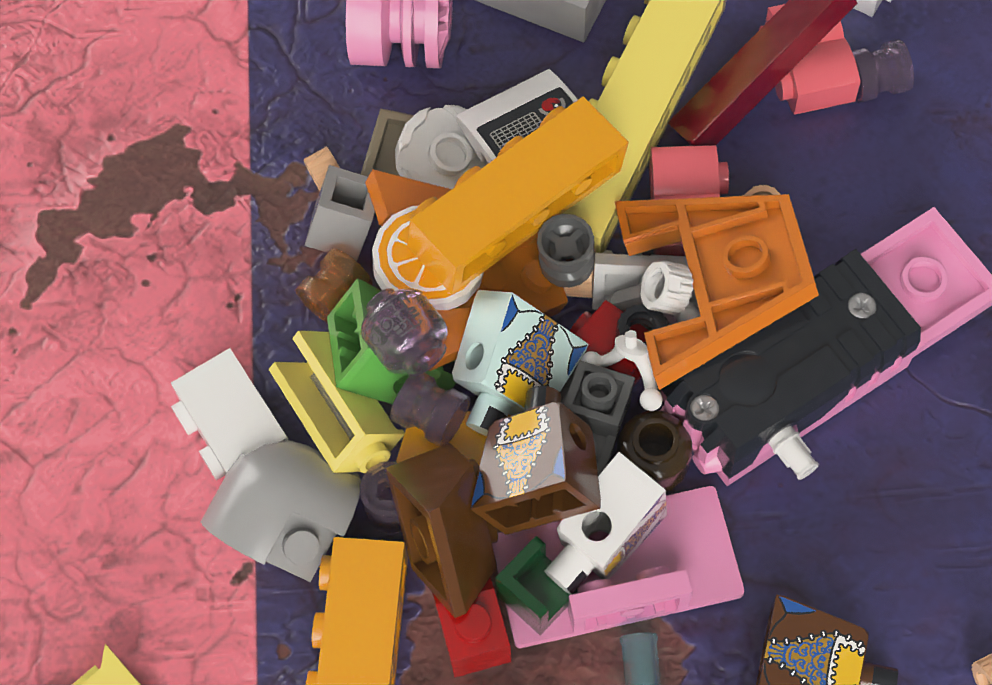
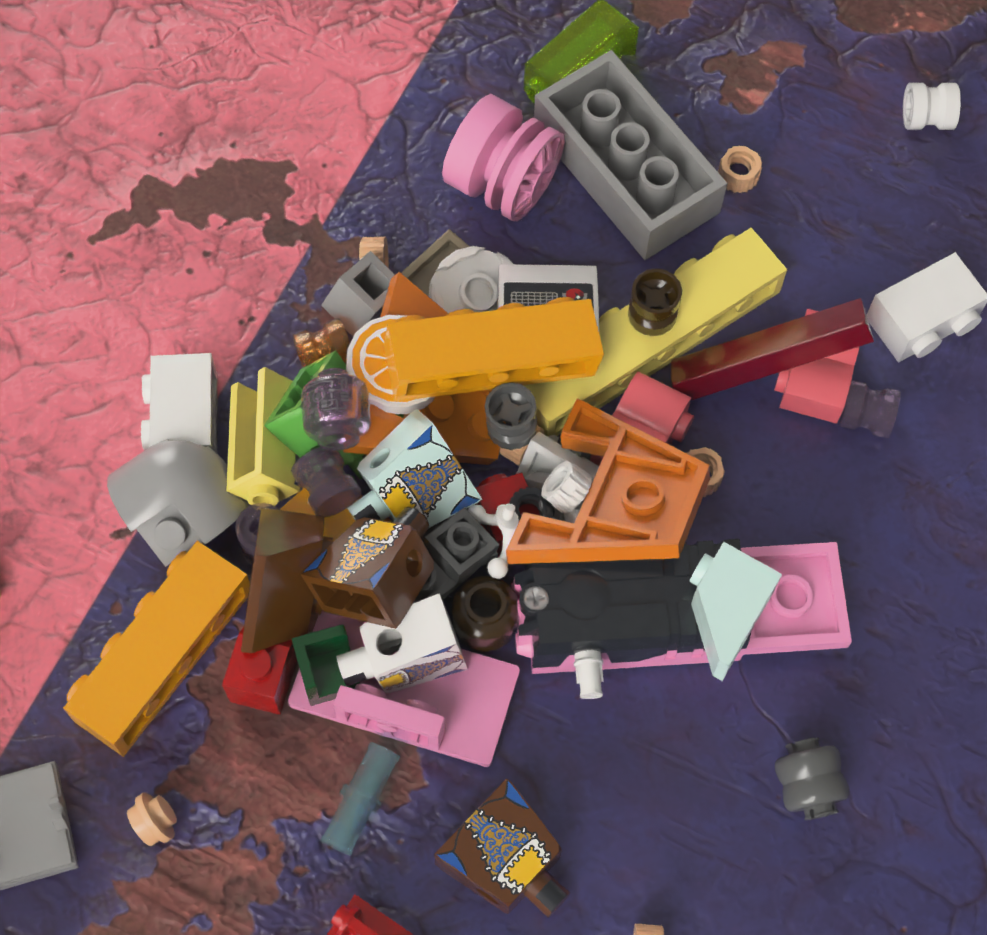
camera: 25 degrees right, 0 degrees up
(633, 71) = (653, 291): none -> dark brown wheel
(893, 313) = (729, 602): none -> light aqua slope

